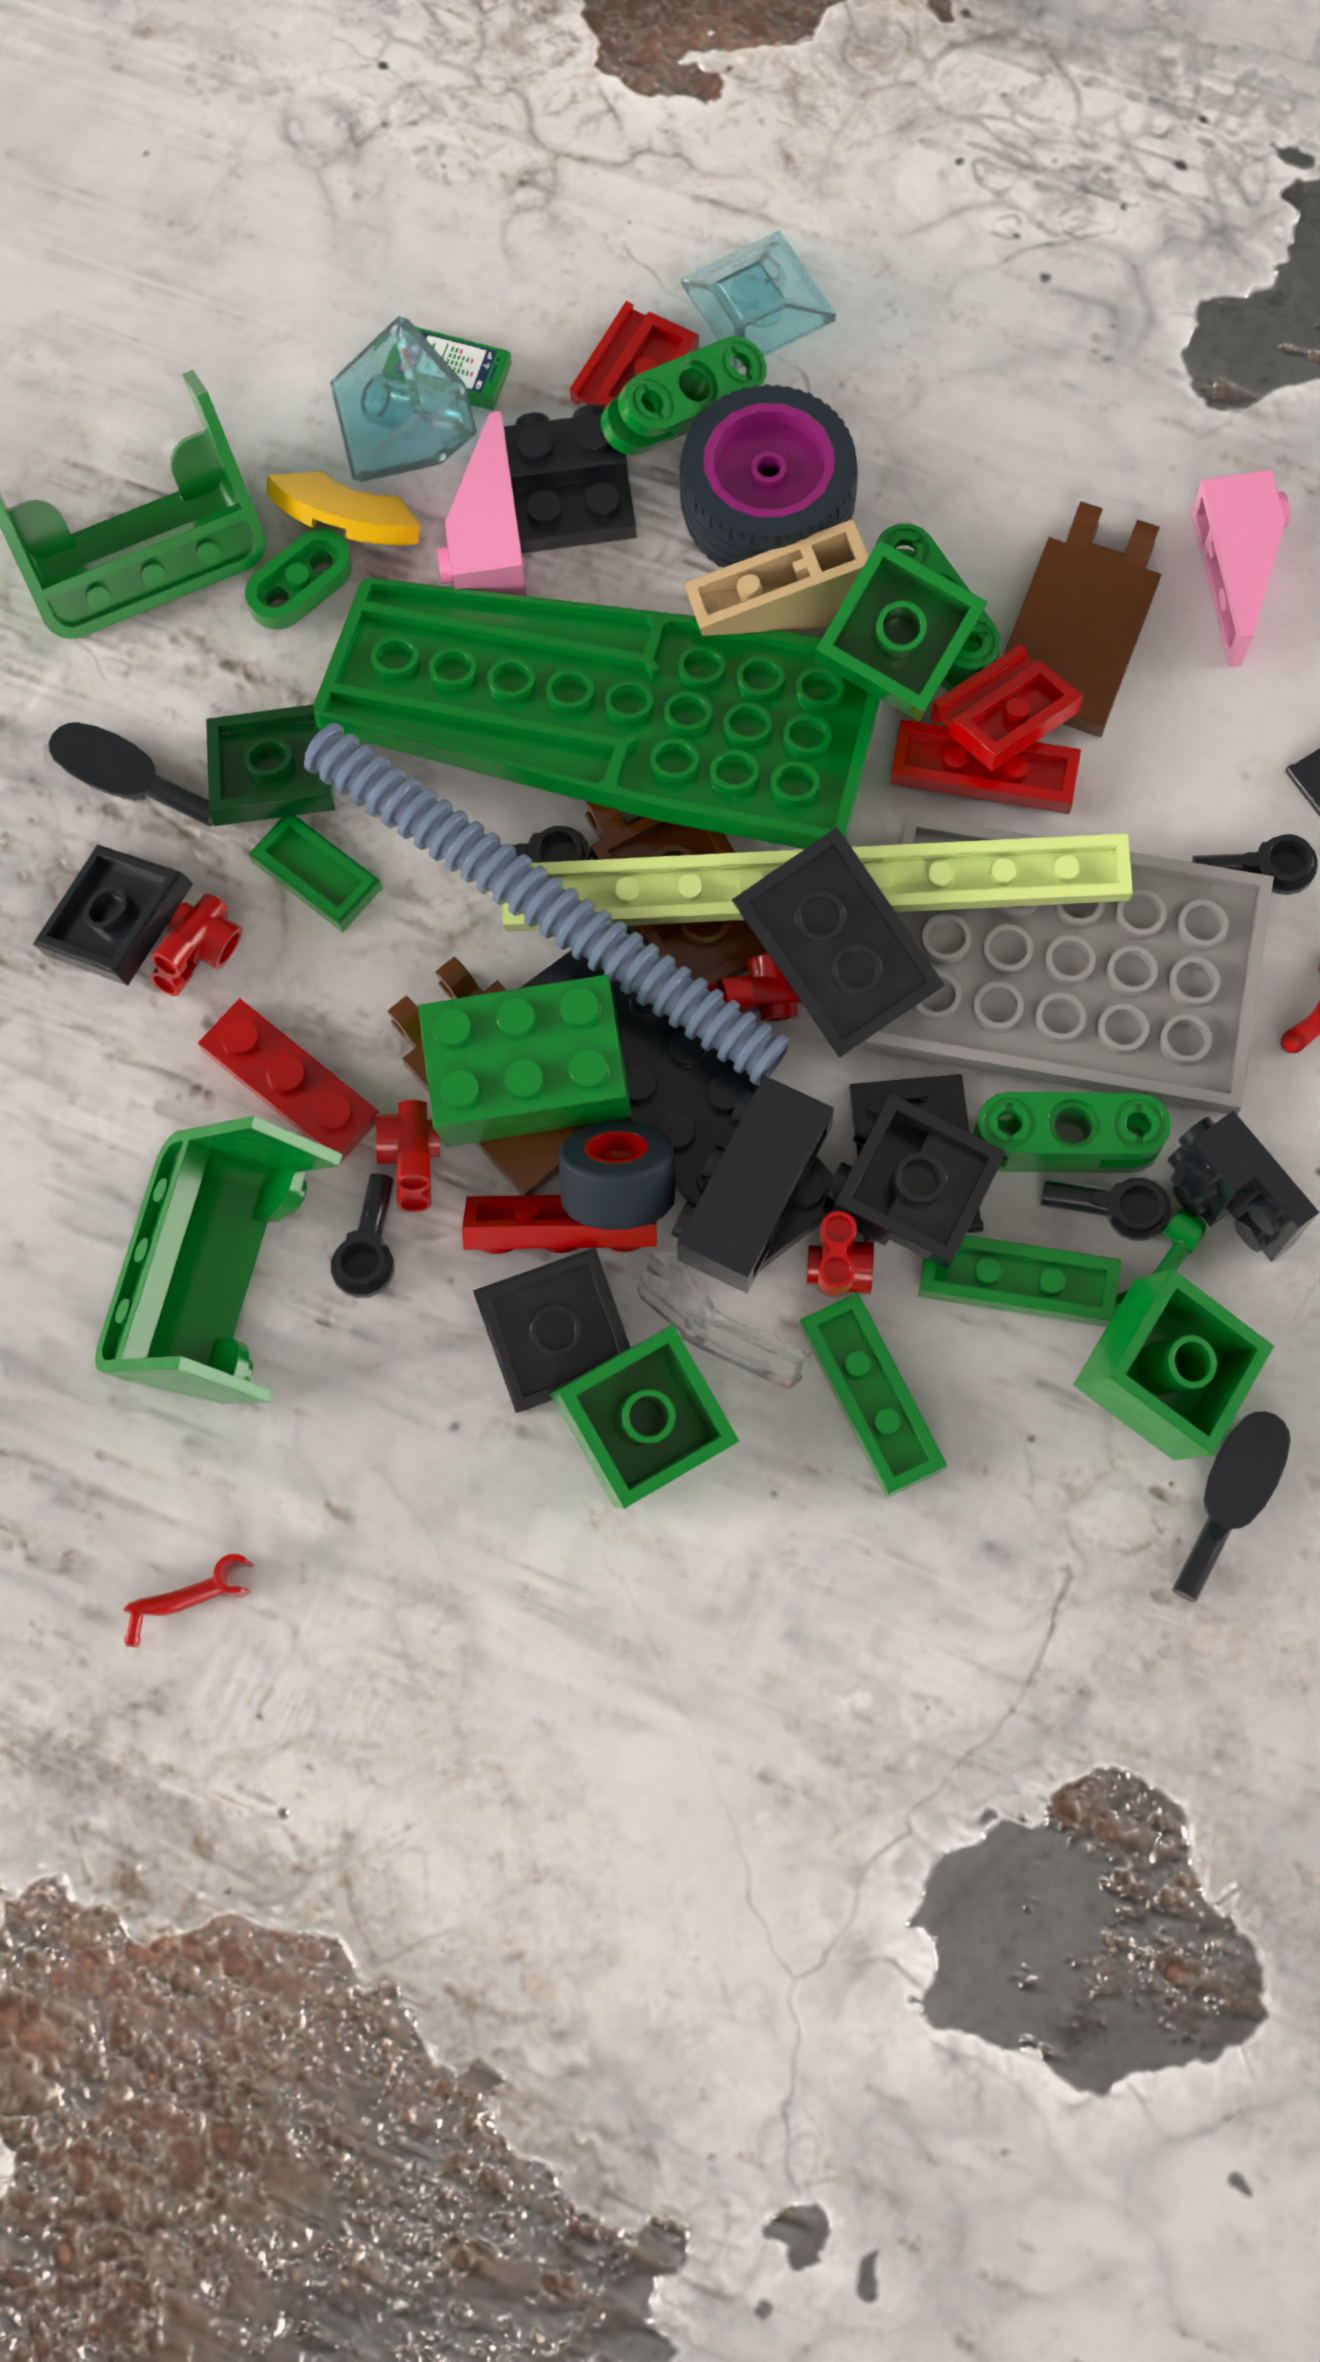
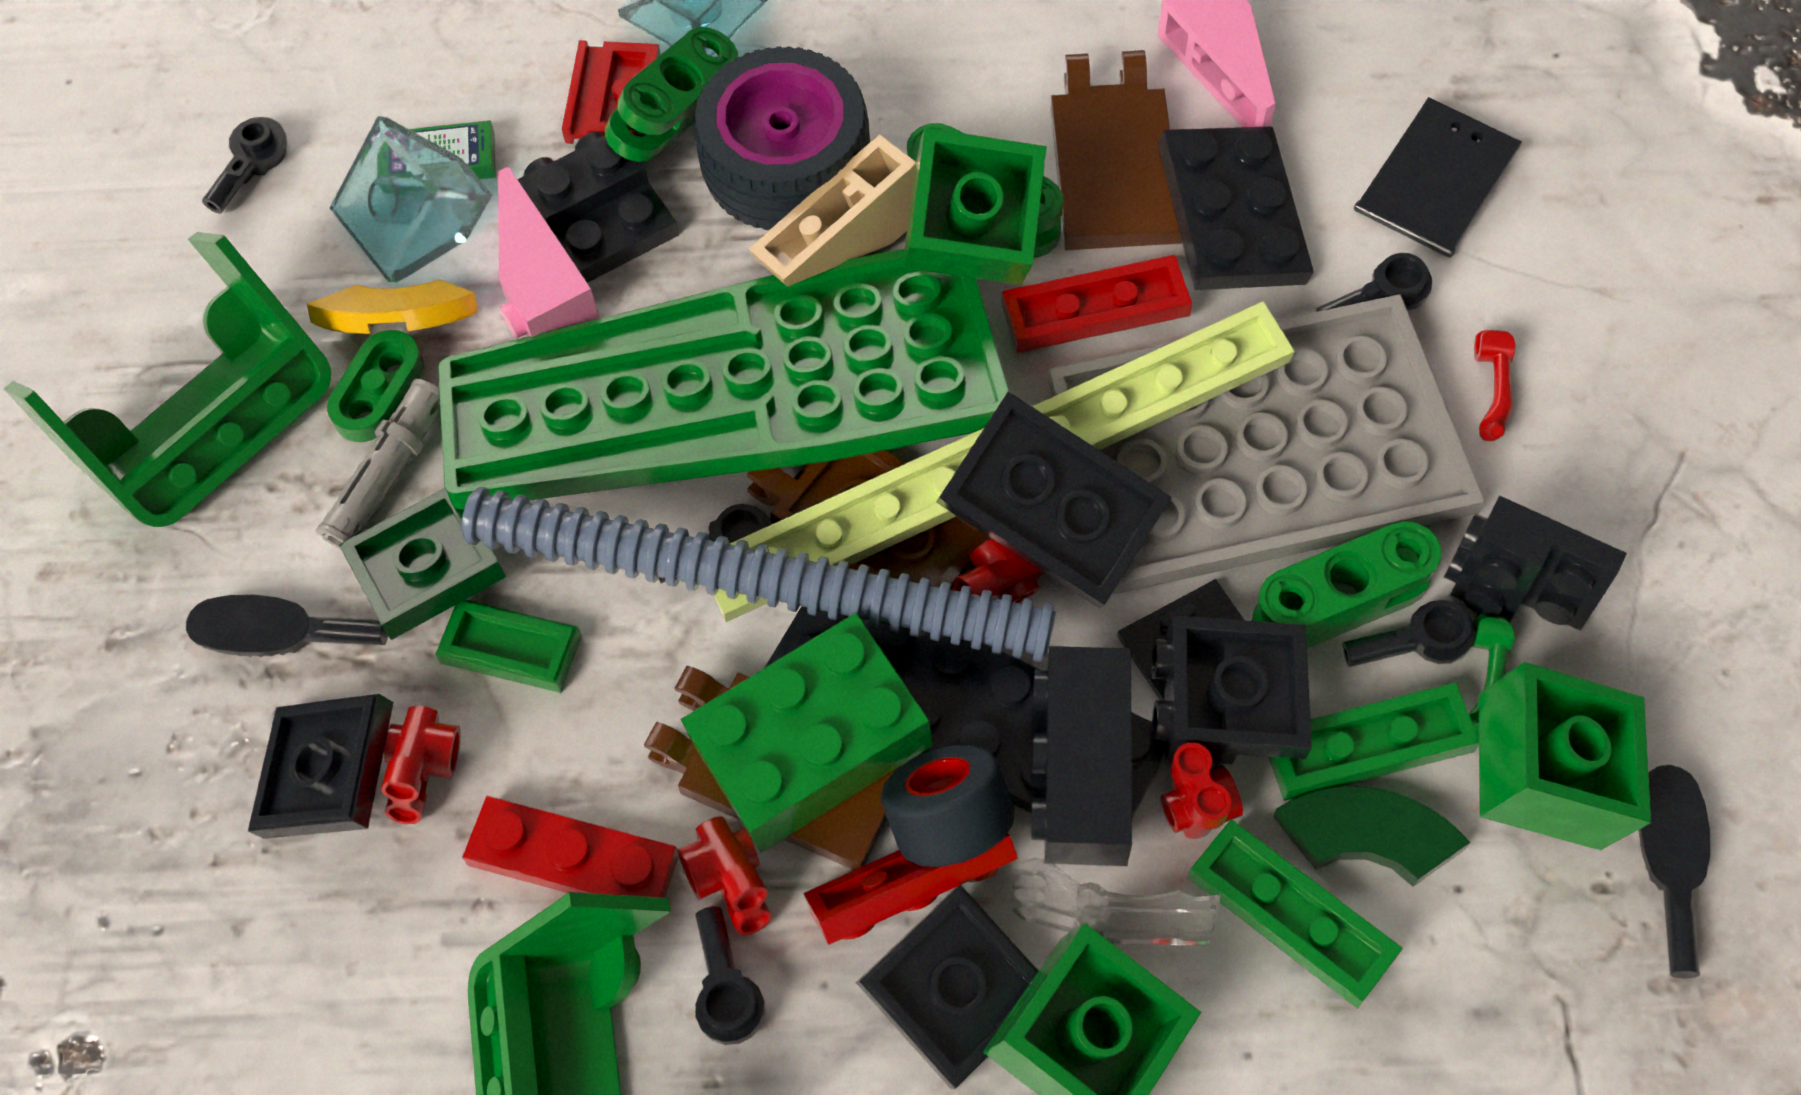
camera: 25 degrees left, 10 degrees down
(283, 651) = (395, 445): none -> light grey pin
(288, 294) = (256, 148): none -> black plate
(982, 1352) = (1370, 827): none -> dark green tile
(1006, 707) = (1094, 242): red plate -> none
(1165, 723) = (1234, 208): none -> black plate

